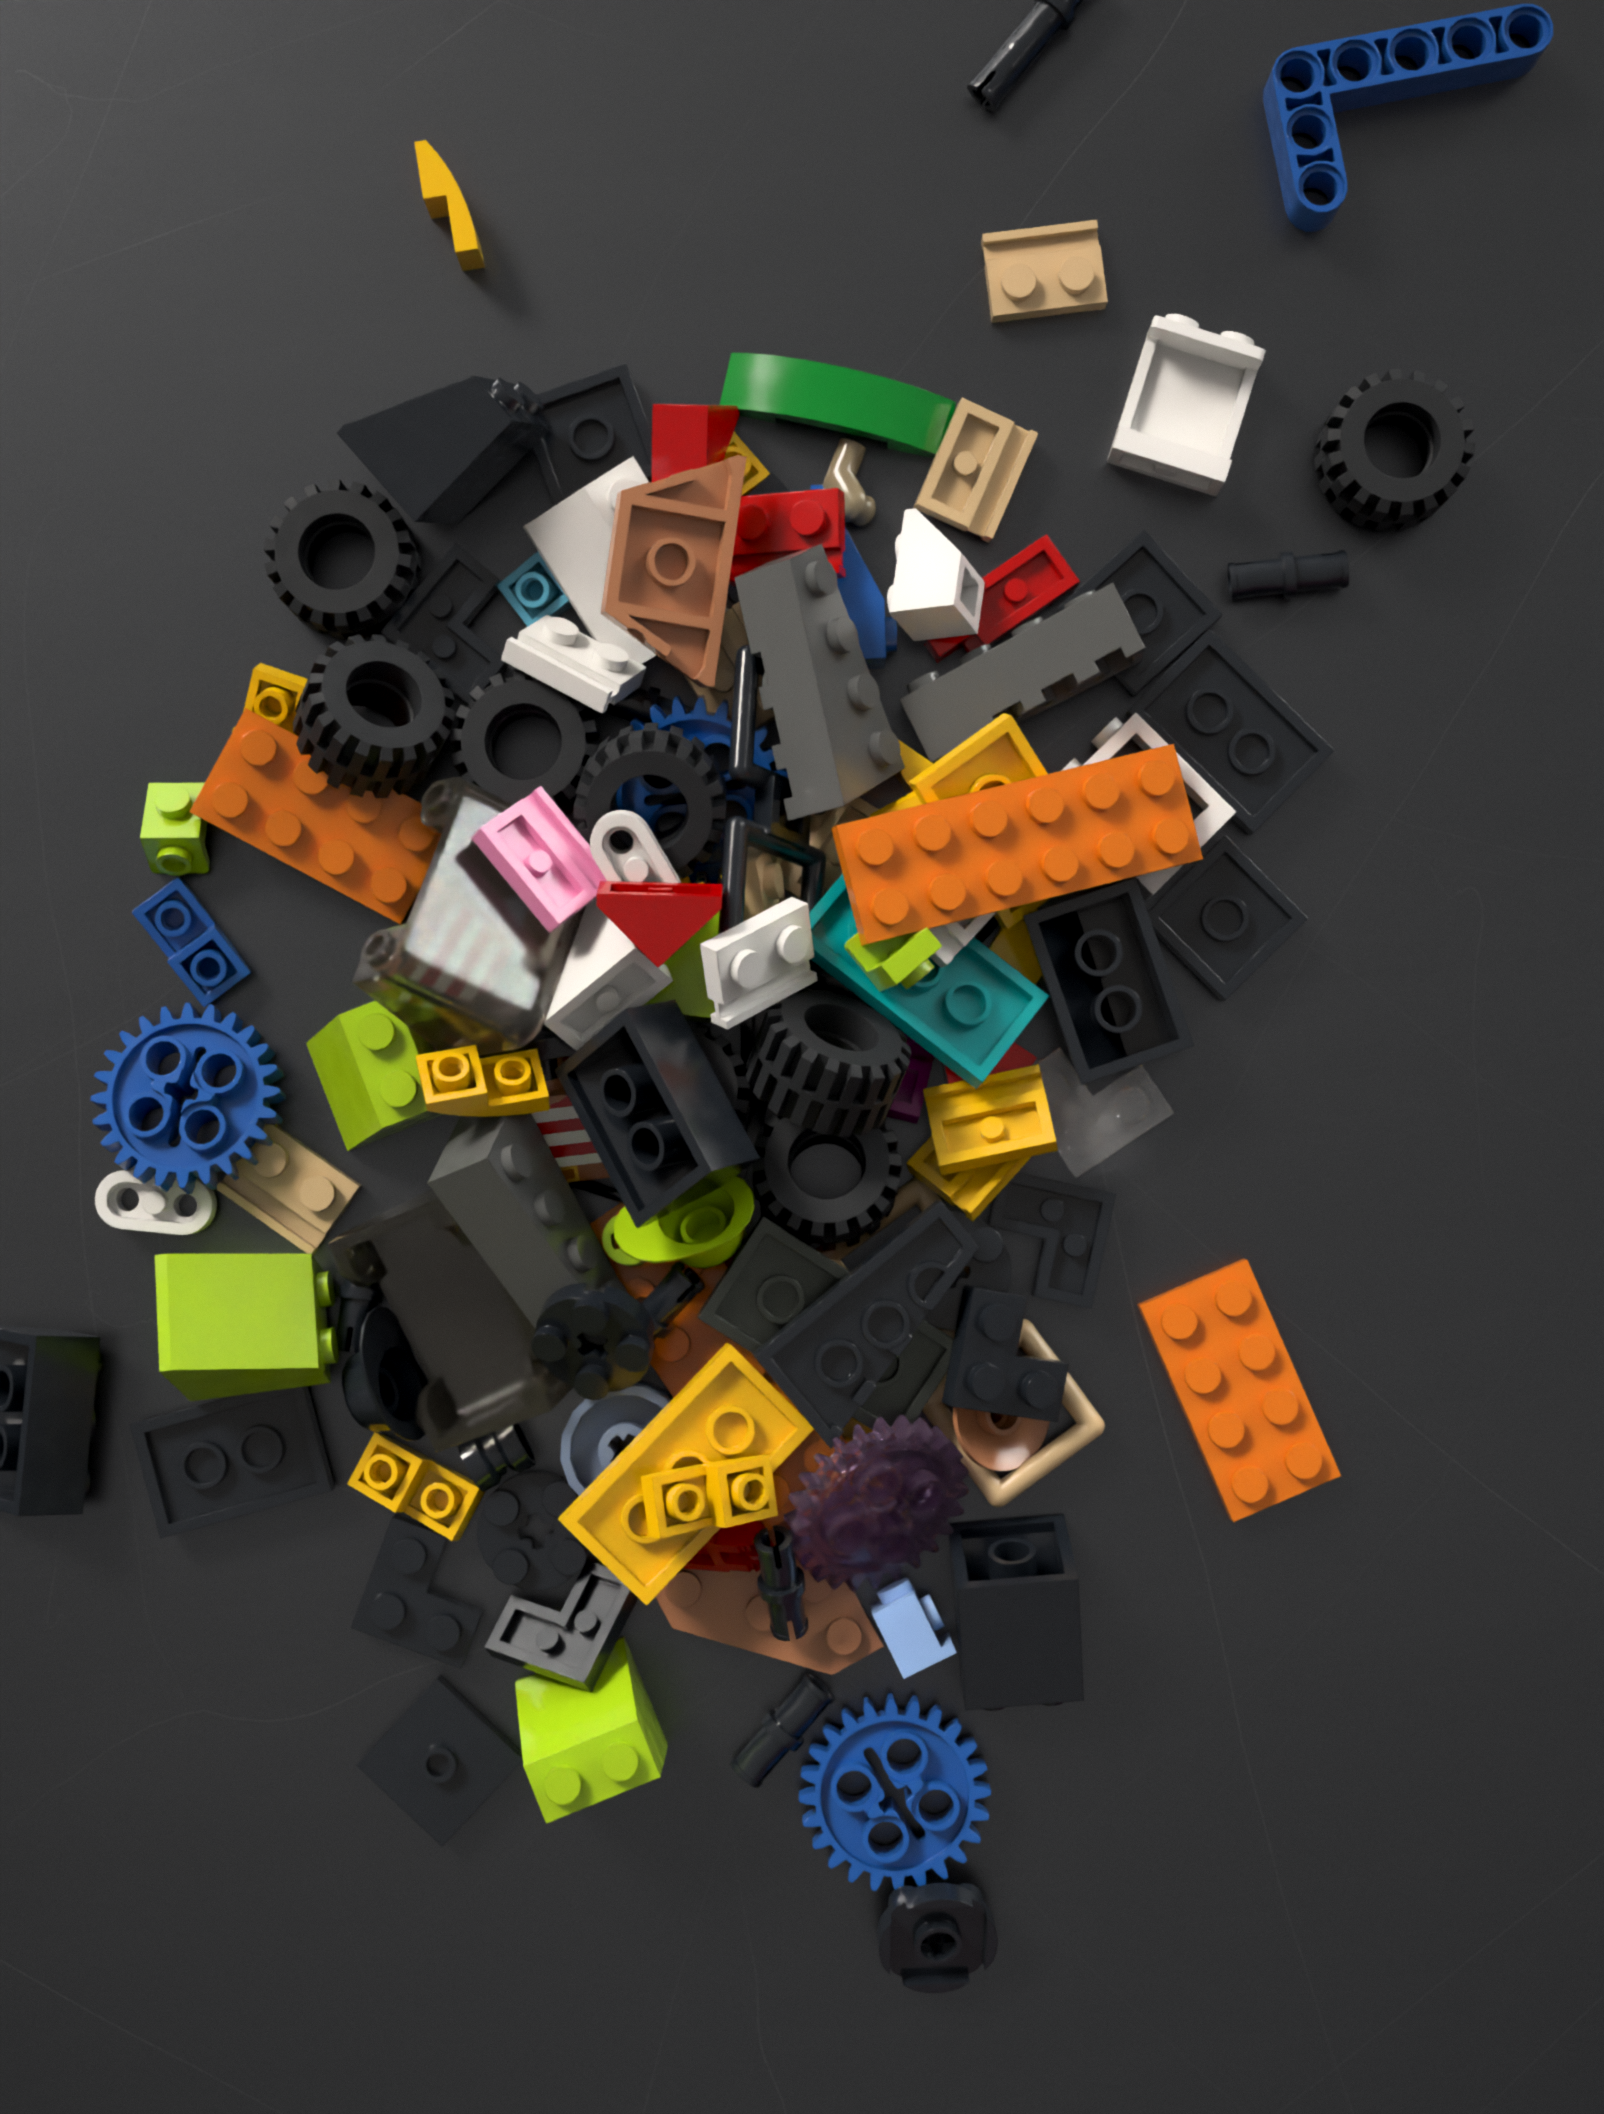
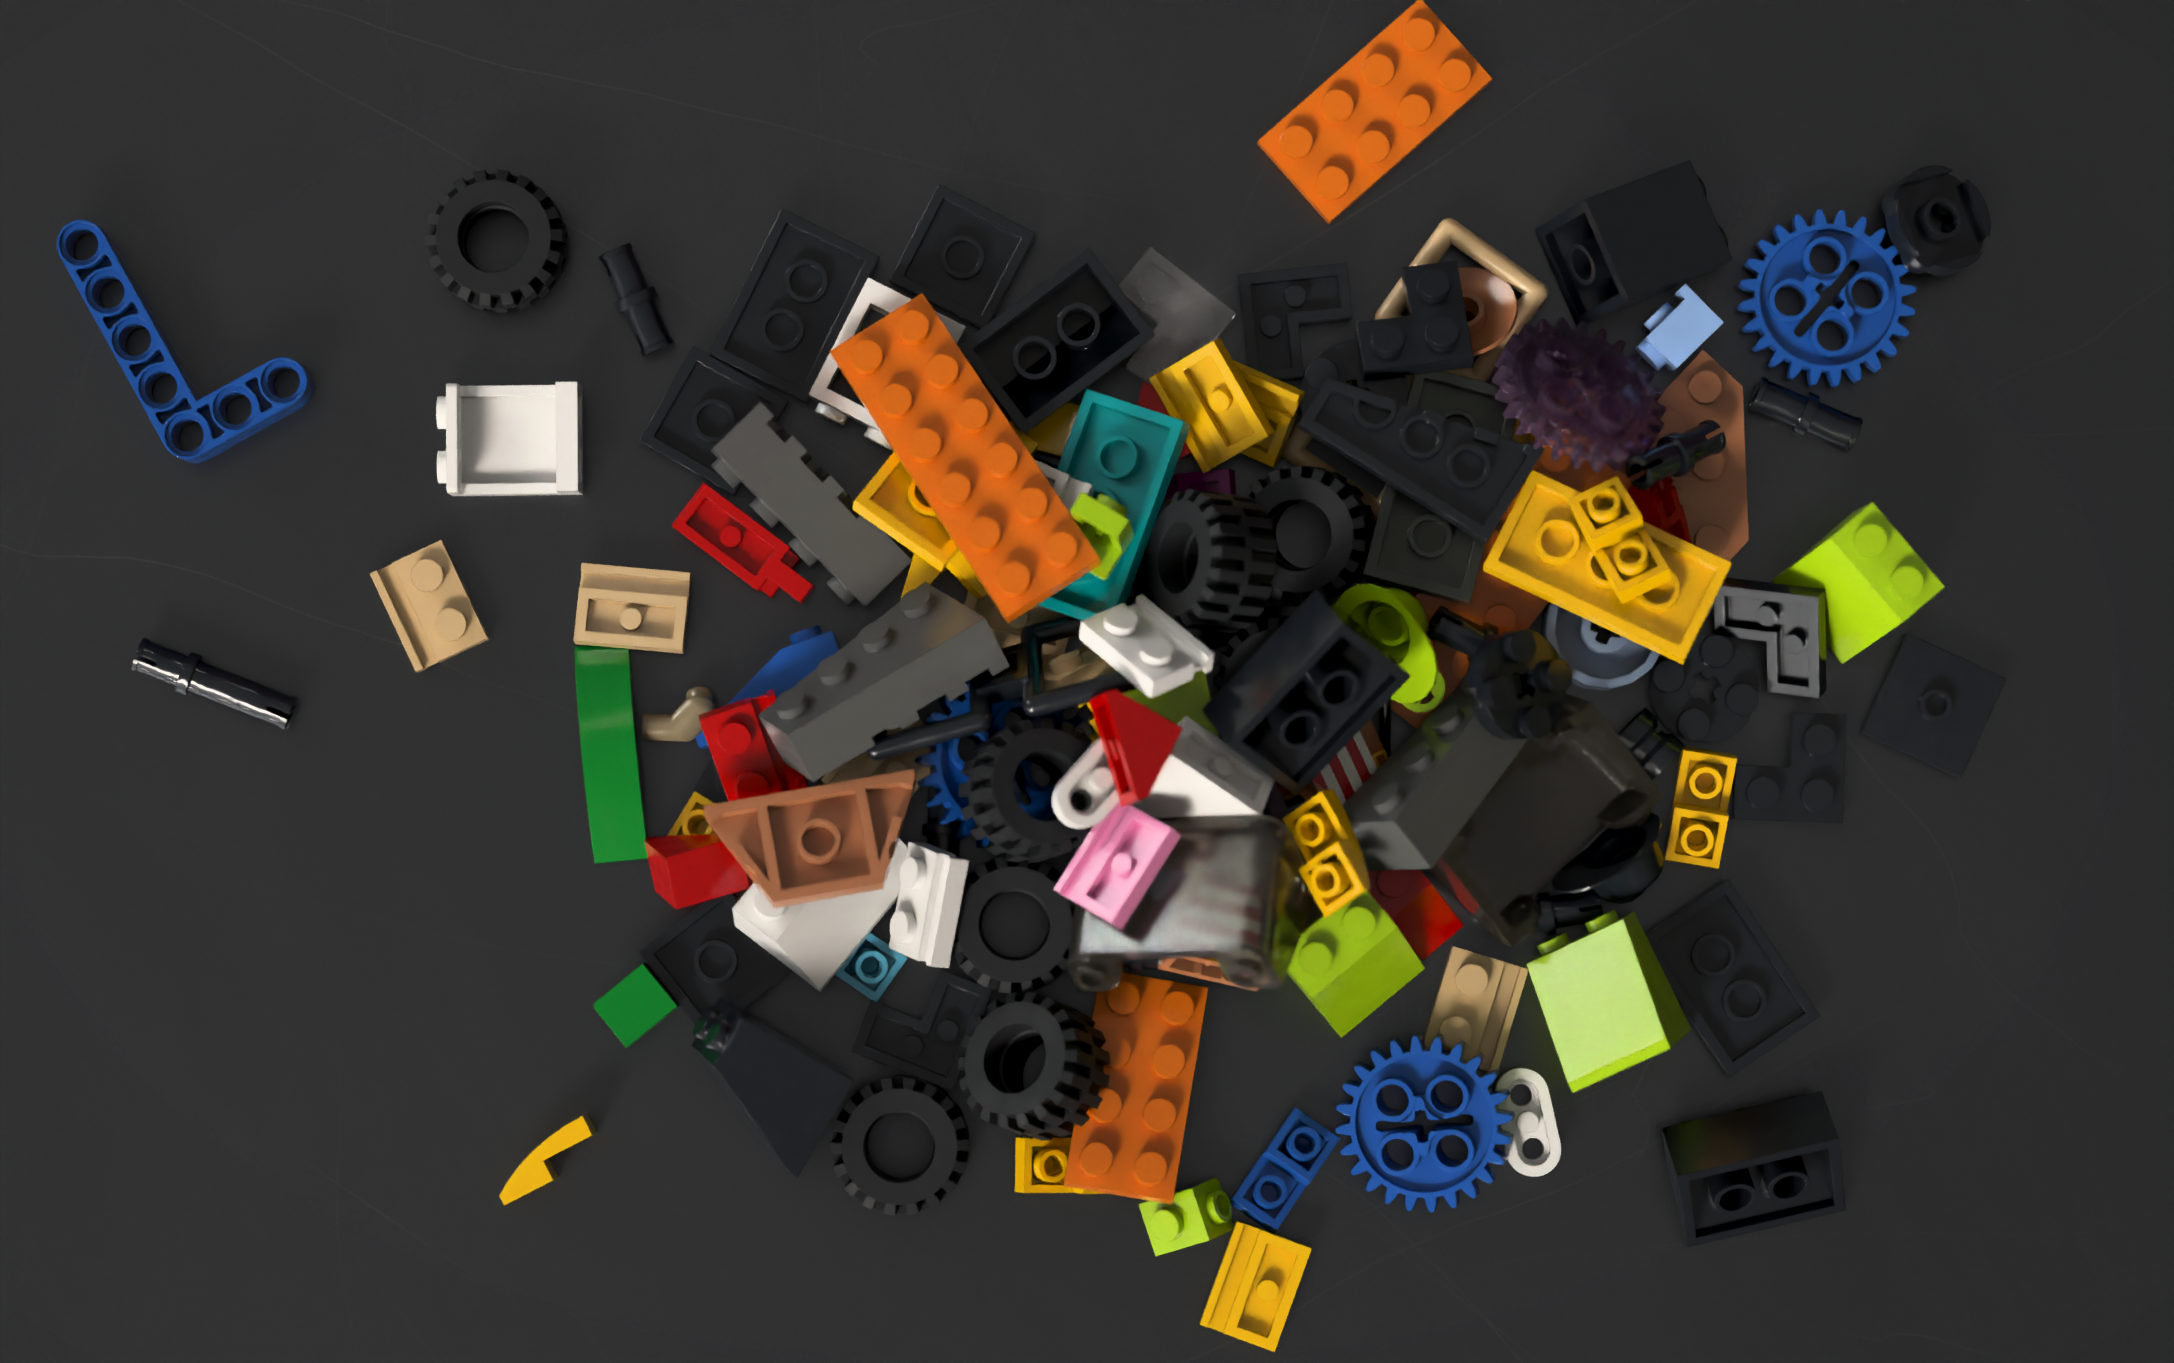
camera: 115 degrees left, 0 degrees up
(84, 873) = (1255, 1285): none -> yellow plate
(406, 1157) = (1414, 908): none -> red slope
(572, 340) = (635, 1005): none -> green panel
(933, 585) = (751, 610): white slope -> none

